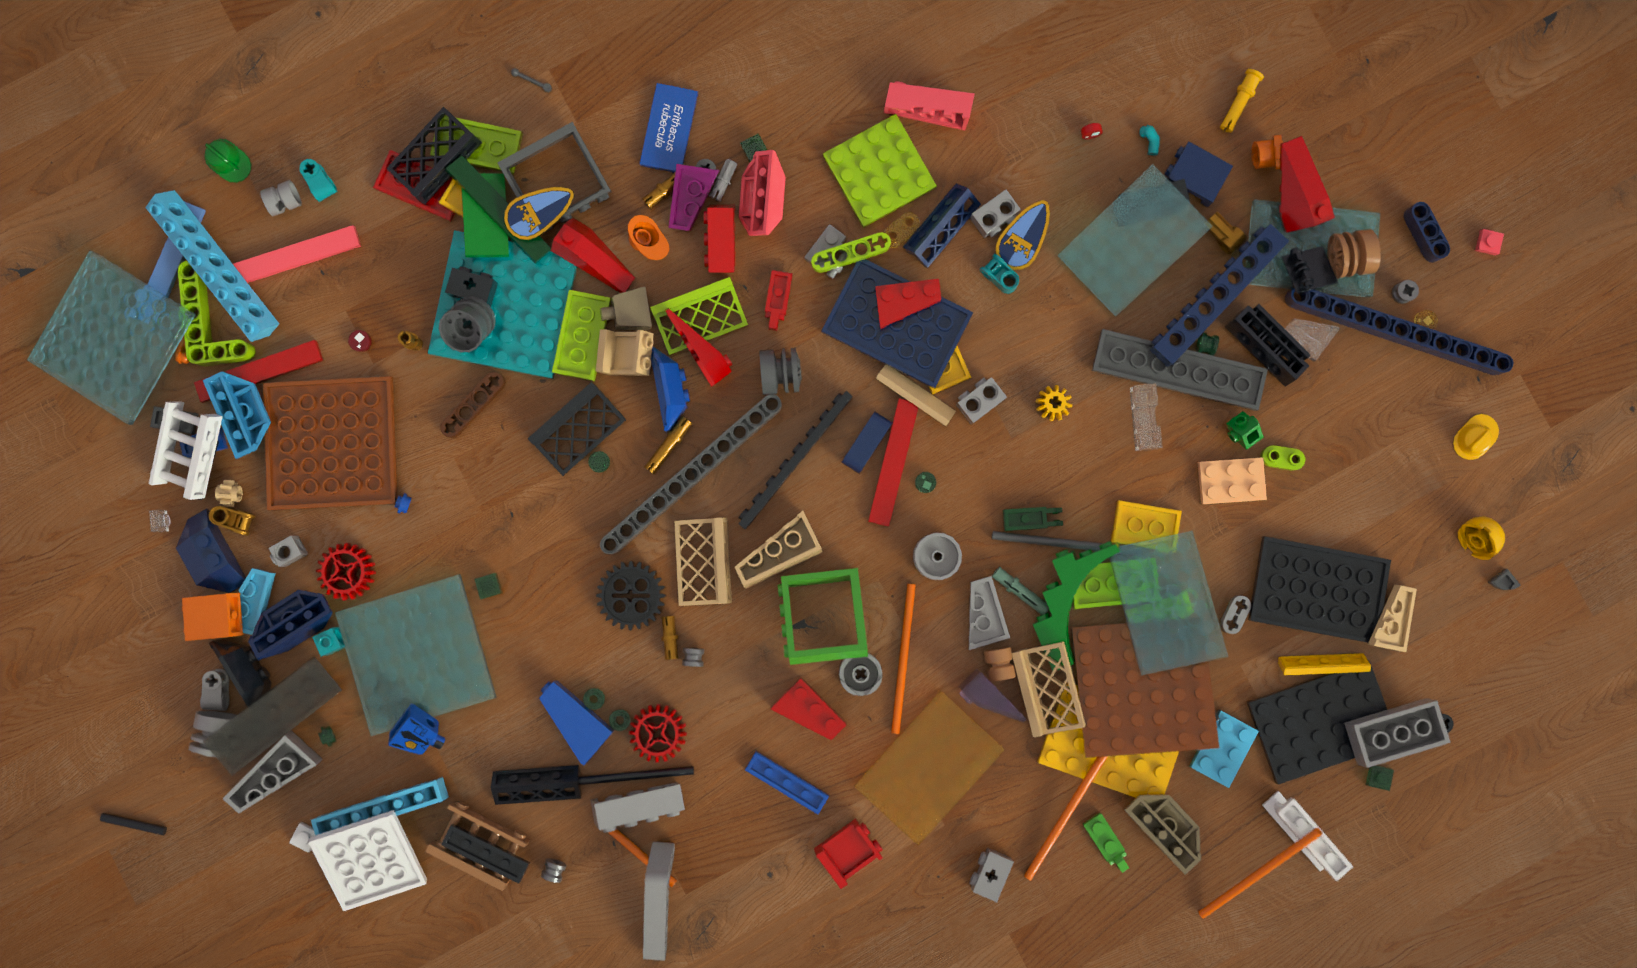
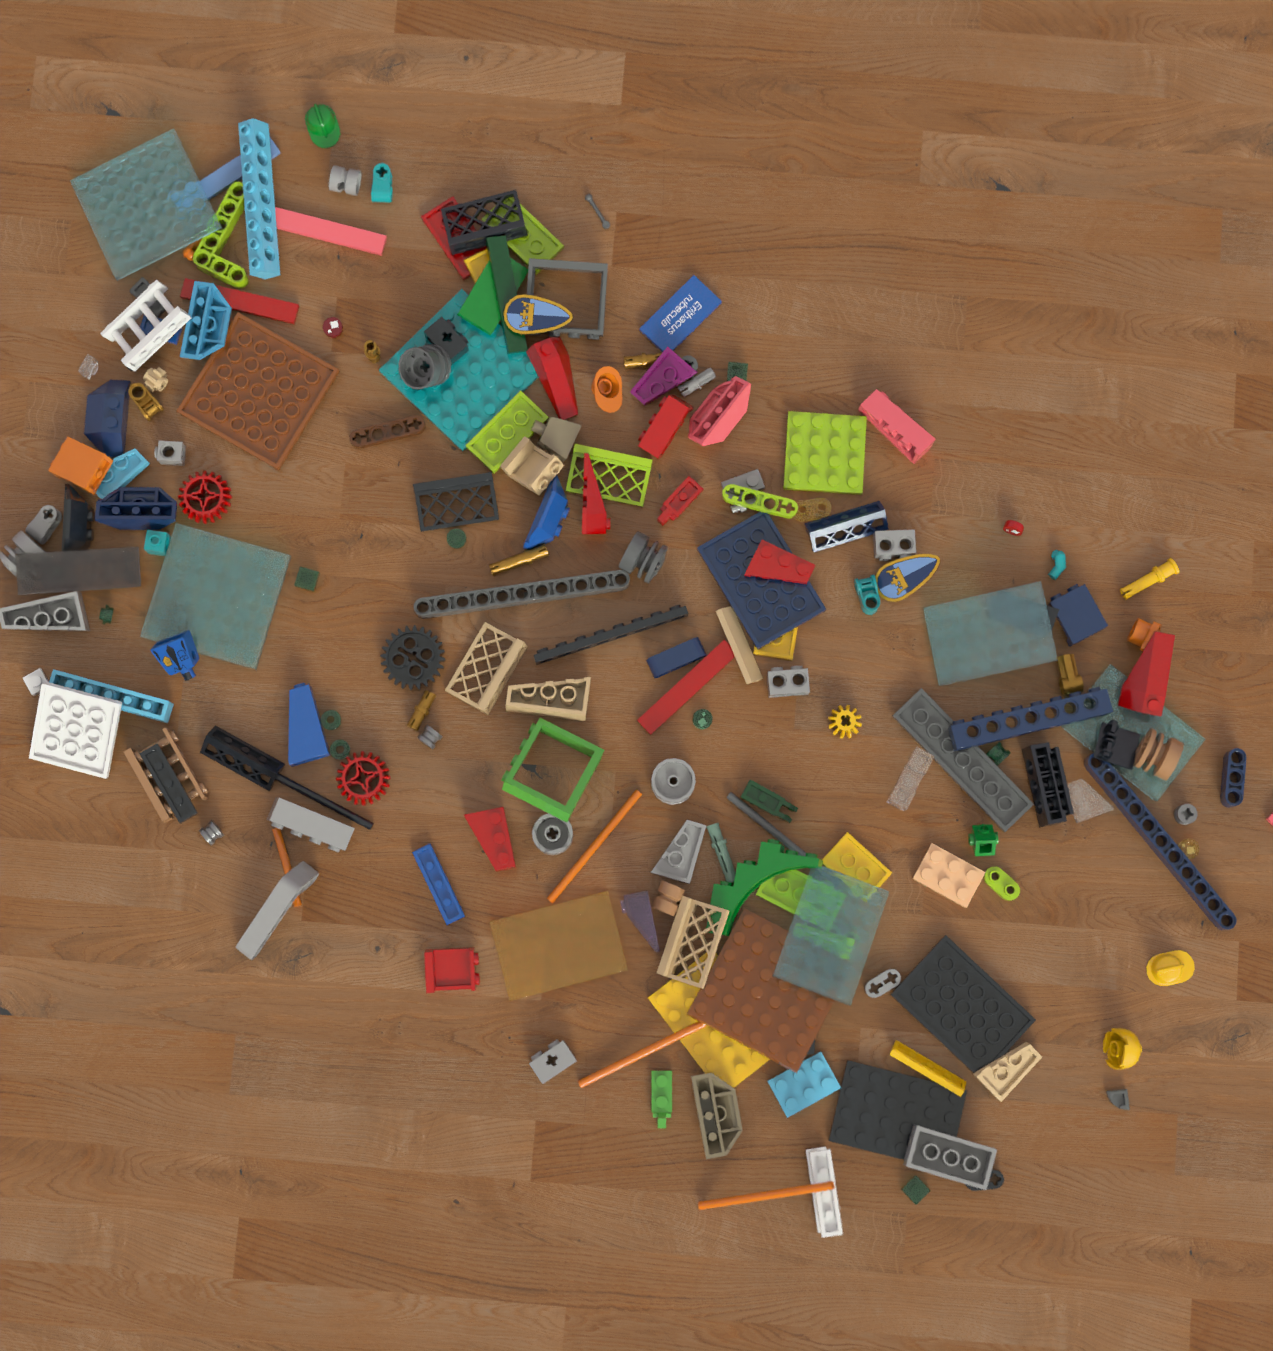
camera: 30 degrees right, 5 degrees down
(403, 503) = (283, 472): blue plate -> none

